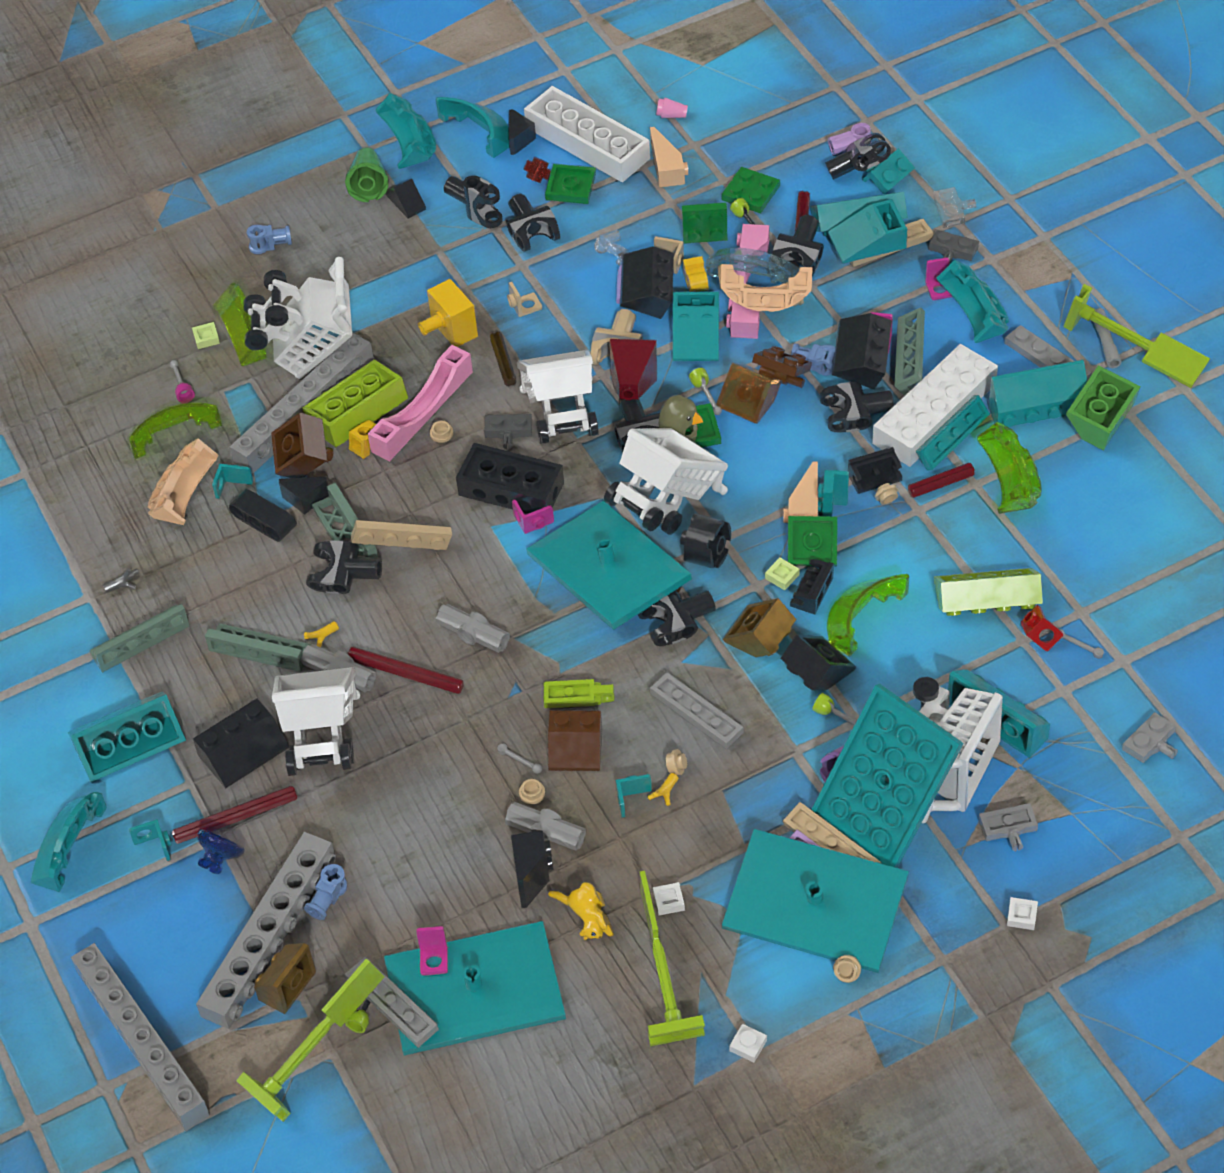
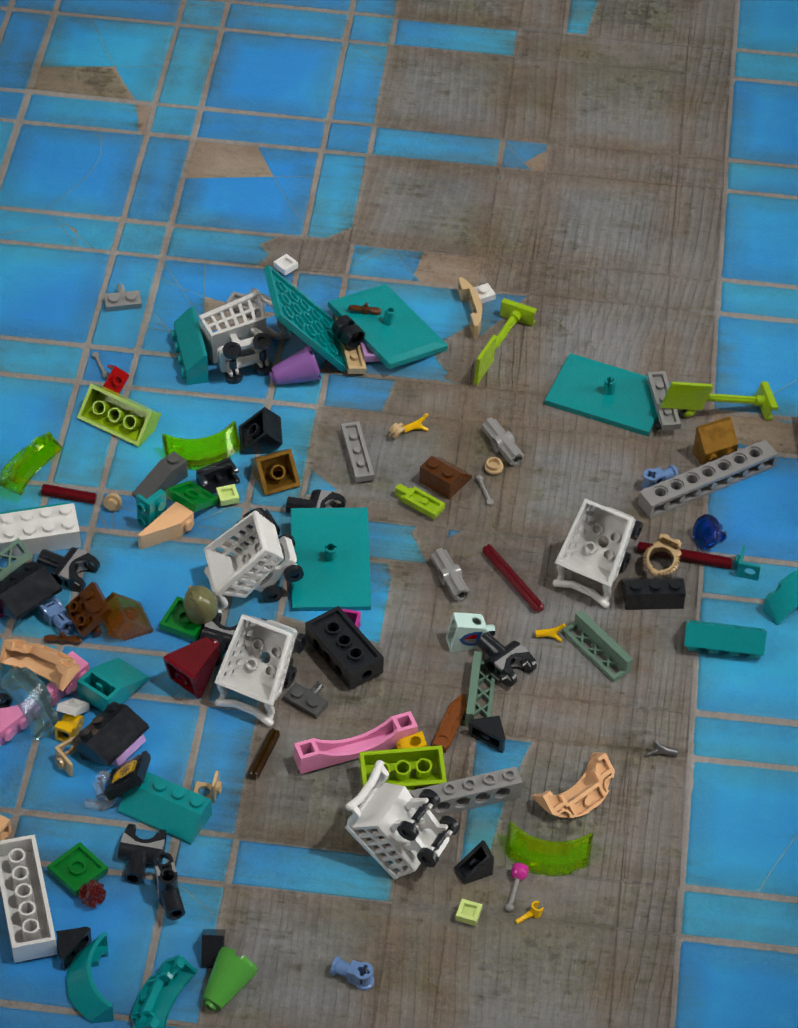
camera: 150 degrees left, 5 degrees down
(140, 637) = (674, 700): sand green fence -> none
(146, 369) = (533, 912): none -> yellow hand
(226, 374) = (476, 864): none -> black slope
(230, 473) = (532, 779): teal bracket -> none
(237, 323) = (436, 905): clear neon green windscreen -> none
(255, 790) = (667, 545): none -> tan piece
(262, 515) = (531, 734): black beam -> none
(299, 446) = (472, 748): reddish brown brick -> none
(321, 659) = (555, 599): light grey piece -> none
(352, 483) = (450, 723): none -> dark orange piece
(399, 568) = (466, 630): none -> light aqua torso
(401, 535) = (451, 645): tan plate -> none
(432, 943) = (620, 409): dark pink bracket -> none
(441, 432) = (356, 723): tan plate -> none
(450, 313) = (277, 794): yellow brick -> none
(532, 864) = (532, 416): black slope -> none
(546, 269) = (167, 807): none -> teal slope
(587, 905) = (515, 388): yellow animal -> none
(594, 252) = (127, 776): none -> black container
(621, 329) = (173, 711): tan connector -> none
(632, 785) = (437, 433): teal bracket -> none
(668, 899) = (465, 371): white plate -> none
(700, 378) = (146, 650): hinge -> none
(704, 223) = (24, 751): green plate -> none
(704, 278) = (73, 706): none -> white tile
(764, 1020) = (468, 294): none -> tan slope
(802, 341) = (63, 639): none -> reddish brown piece
(824, 705) = (279, 409): lime hinge -> none
(829, 831) = (347, 330): none -> black wheel
(847, 968) = (401, 290): tan plate -> none
(854, 886) = (365, 309): none -> reddish brown piece
(865, 550) = (164, 475): none -> dark grey slope
(874, 470) = (102, 523): black hinge -> none

